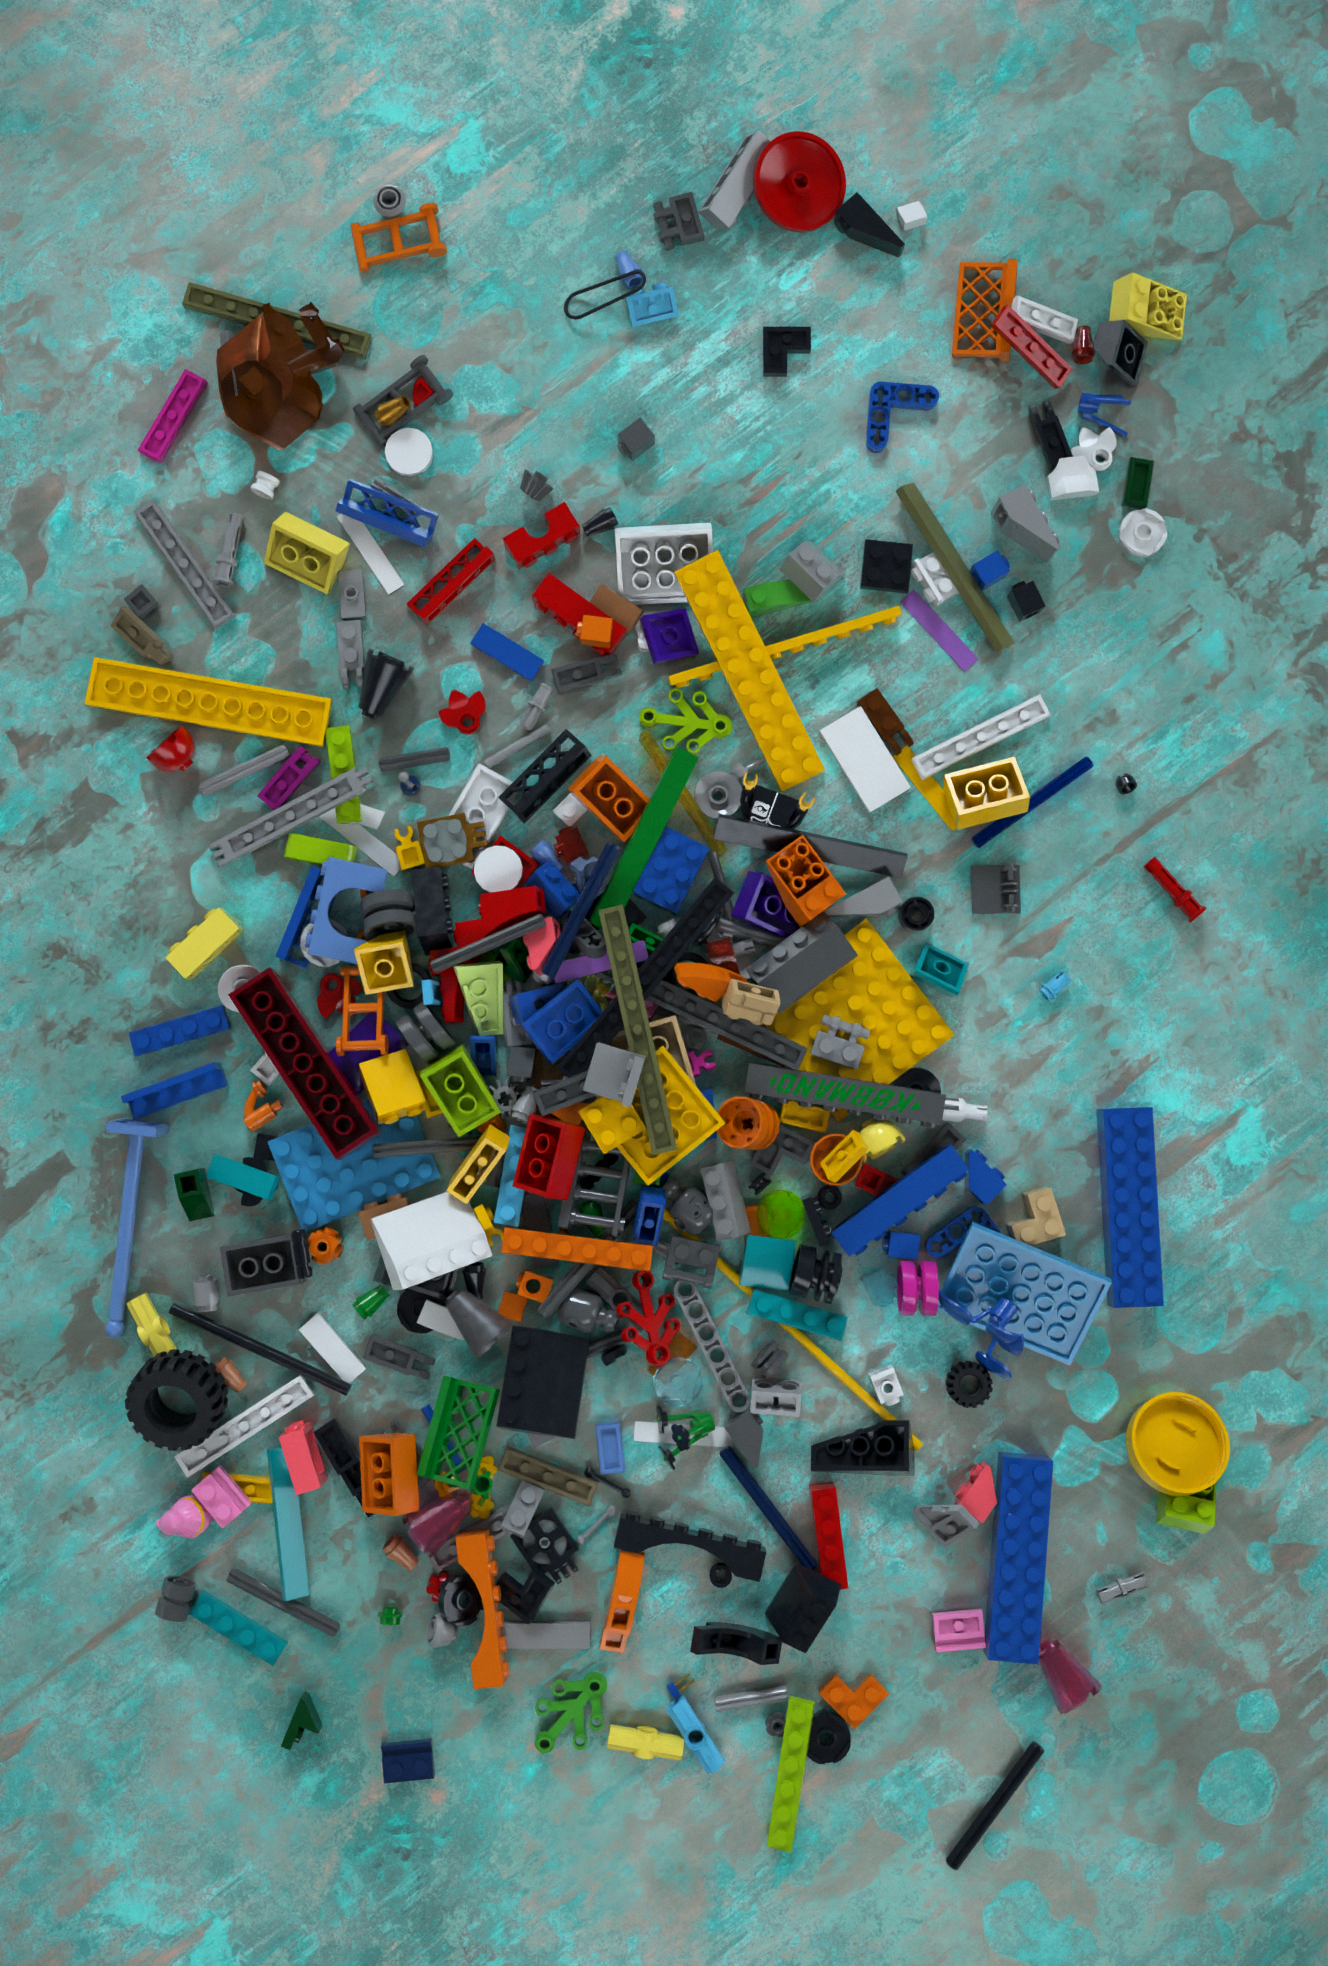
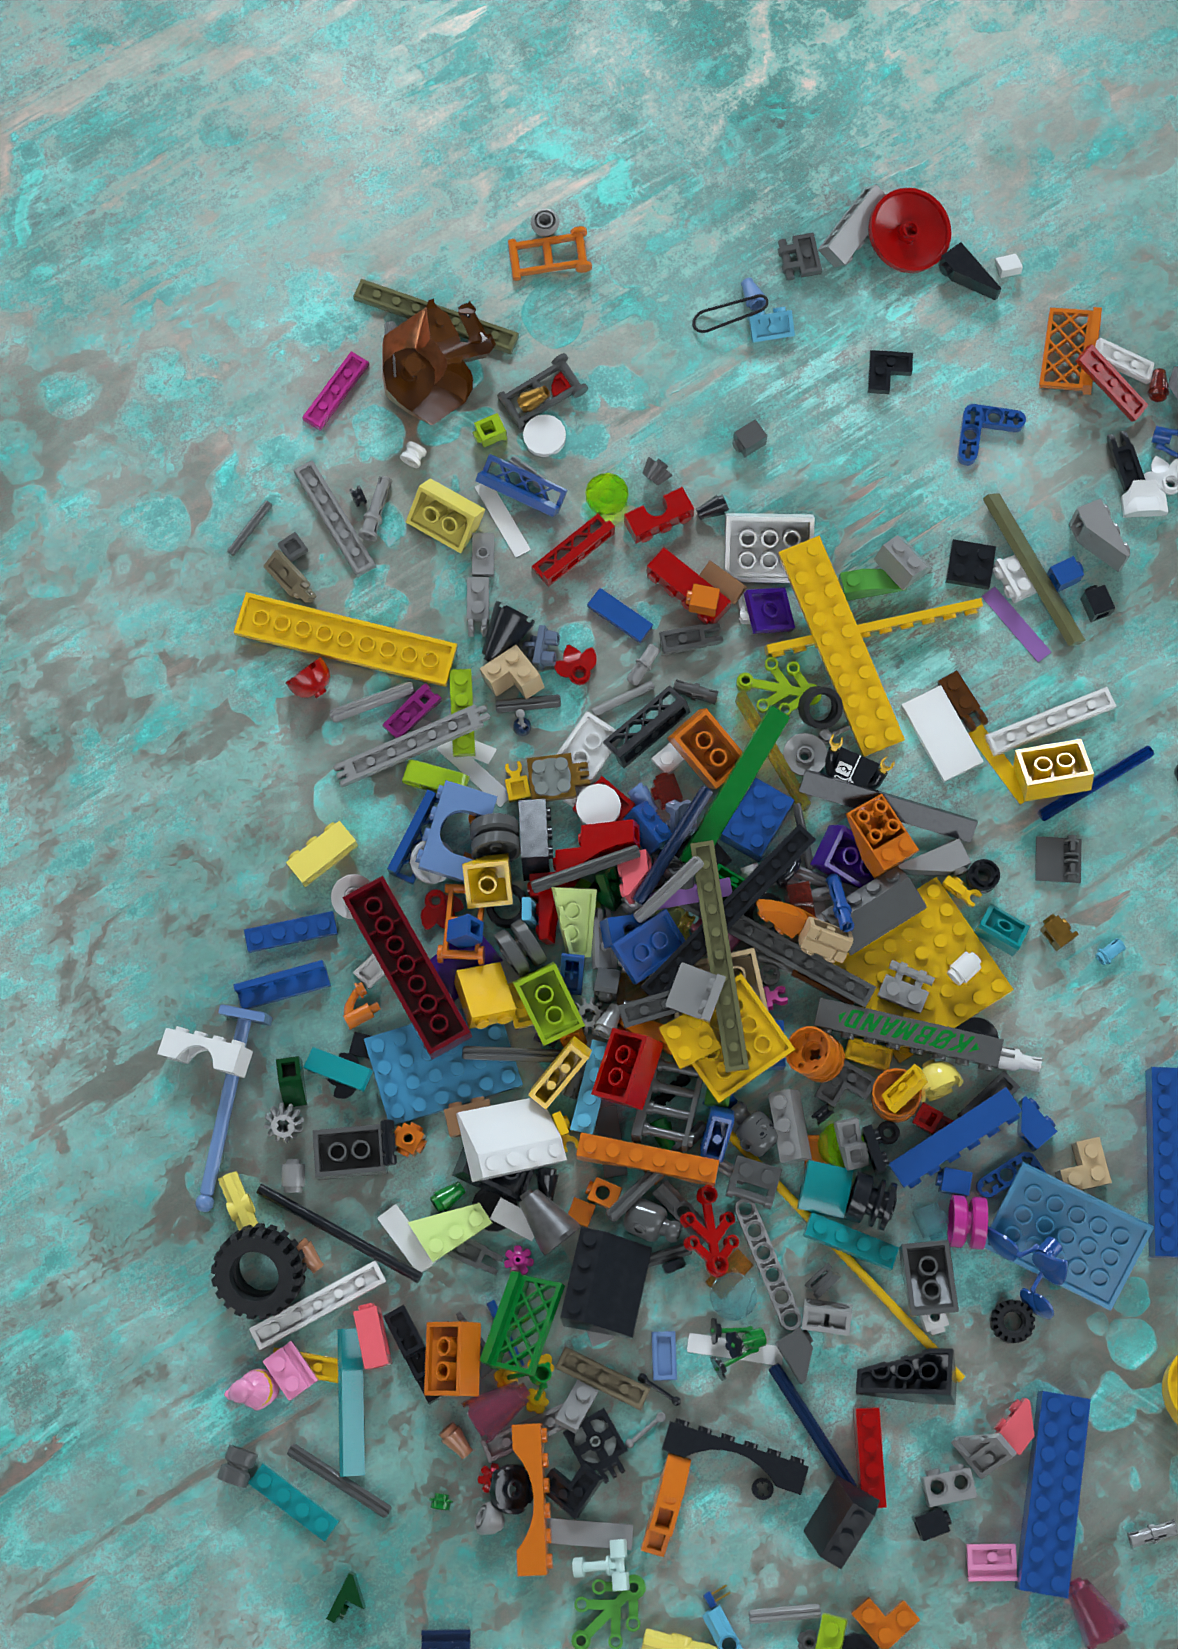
camera: 10 degrees right, 10 degrees down
(91, 582) = (249, 528): none -> dark grey bar
(119, 1177) = (227, 1057): none -> white arch
(199, 1236) = (273, 1122): none -> light grey gear
(208, 537) = (358, 496): none -> black bush
(345, 444) = (489, 424): none -> lime brick
(364, 1021) = (465, 931): none -> blue brick
(374, 1338) = (449, 1229): none -> yellowish green wing
(392, 724) = (512, 669): none -> tan brick
(421, 695) = (538, 647): none -> sand blue hips
(454, 1357) = (524, 1260): none -> dark pink plant
(483, 515) = (607, 494): none -> clear neon green tile
(571, 1667) = (612, 1565): none -> light aqua bar
(577, 962) = (668, 889): none -> light grey axle
(595, 732) = (695, 691): none -> dark grey pin
(737, 1640) = (774, 1553): black arch -> none
(748, 743) = (836, 708): none -> black tyre
(766, 966) = (841, 909): none -> blue pin
(790, 1213) = (850, 1143): none -> light grey slope
(880, 1350) = (928, 1277): none -> dark grey slope
(887, 928) = (956, 887): none -> yellow plate
(896, 1597) = (932, 1523): none -> black brick
(901, 1018) = (964, 968): none -> white brick
(912, 1565) = (949, 1492): none -> light grey brick
(998, 968) = (1057, 931): none -> pearl gold brick

